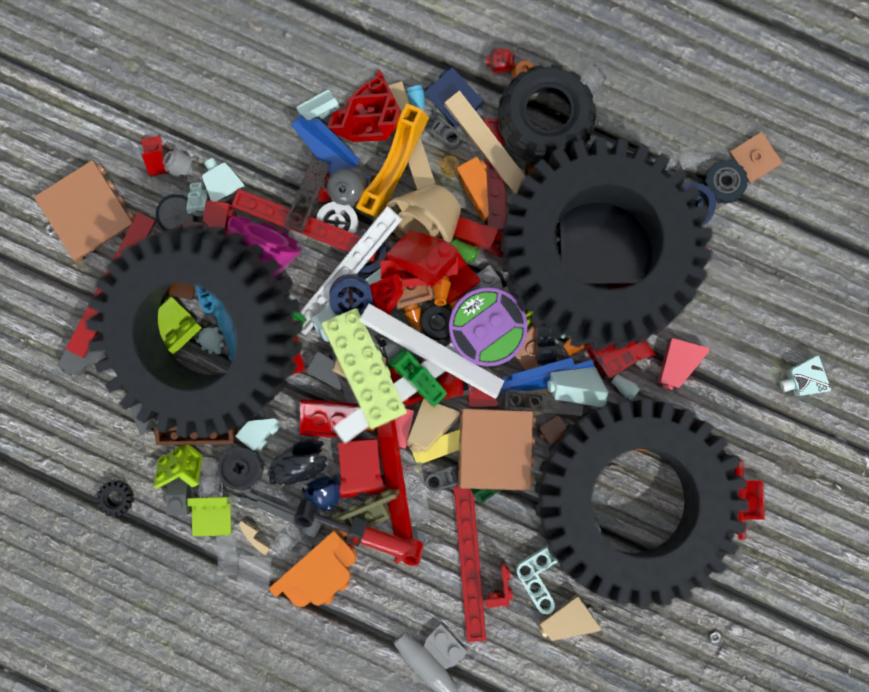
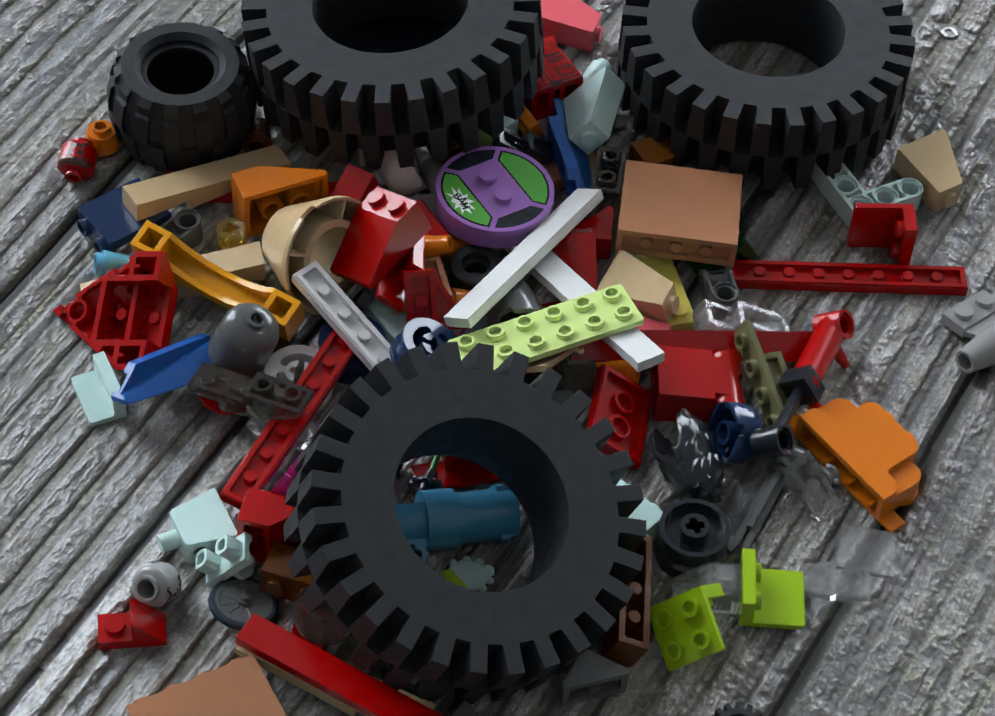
camera: 90 degrees left, 35 degrees down
(177, 497) = (744, 635): dark grey slope -> none
(250, 533) = (805, 539): tan slope -> none
(418, 377) = (562, 274): green slope -> none

